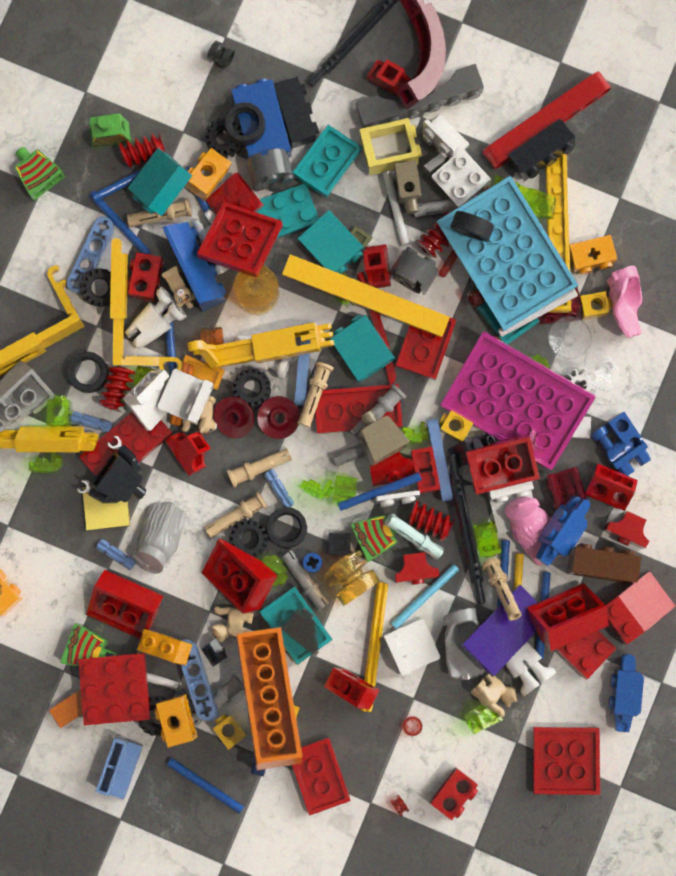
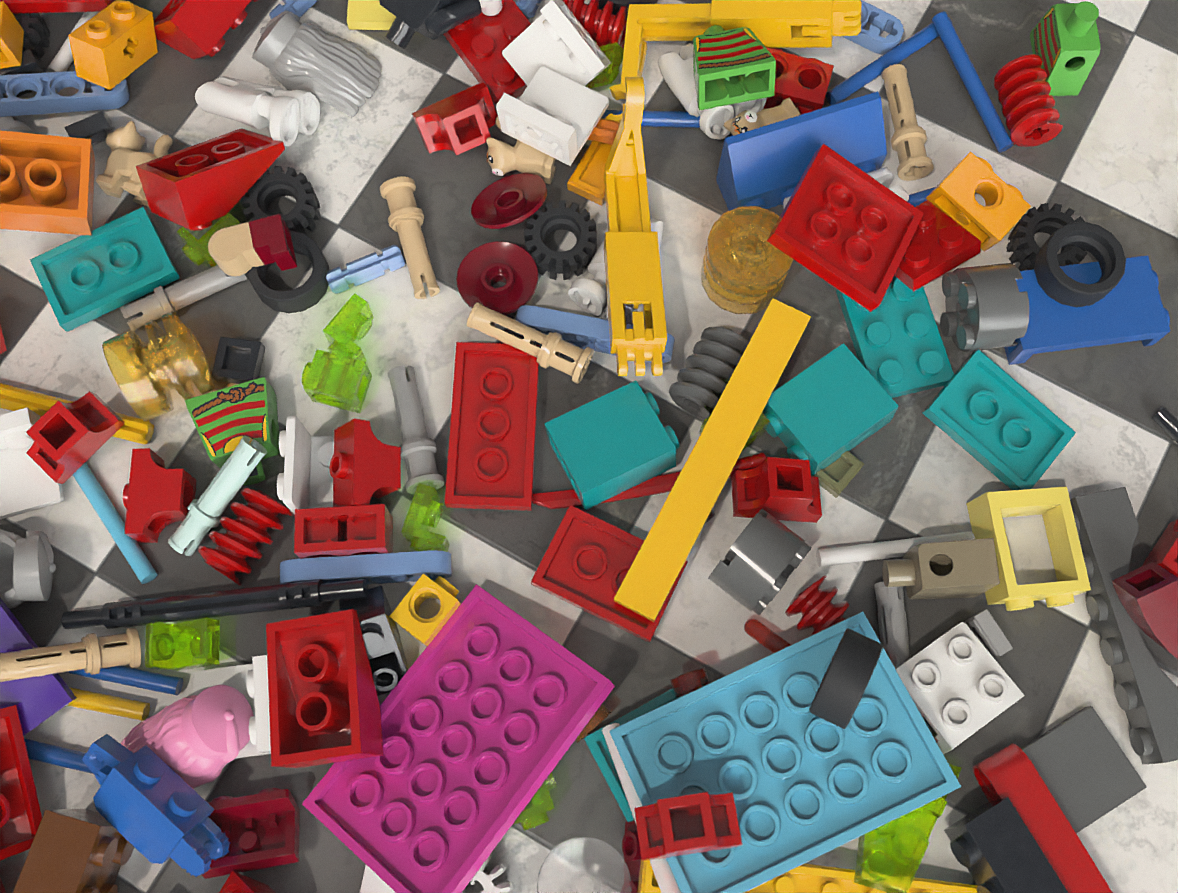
camera: 95 degrees right, 10 degrees down
(153, 305) = (731, 67): none -> bright green torso
(159, 182) = (965, 111): teal brick -> none
(191, 562) = (261, 106): none -> white piece
(212, 337) = (663, 179): clear orange wheel -> none
(245, 510) = (335, 204): tan pin -> none
(280, 541) = (253, 245): none -> leg
(296, 112) = (1101, 374): black brick -> none
(303, 630) = (77, 268): clear smoke slope -> none
(306, 560) = (212, 308): blue bush -> none
(317, 304) = (706, 369): none -> dark grey piece
(379, 491) = (312, 435): blue bar -> none
(381, 438) = (416, 443): dark tan torso -> none
(384, 404) = (488, 467): light grey pin -> none
(393, 614) = (71, 435): none -> red brick
(443, 137) = (1047, 662): white bracket -> none
(488, 121) = (1084, 768): none -> dark grey tile
(542, 289) = (687, 825): none -> red brick

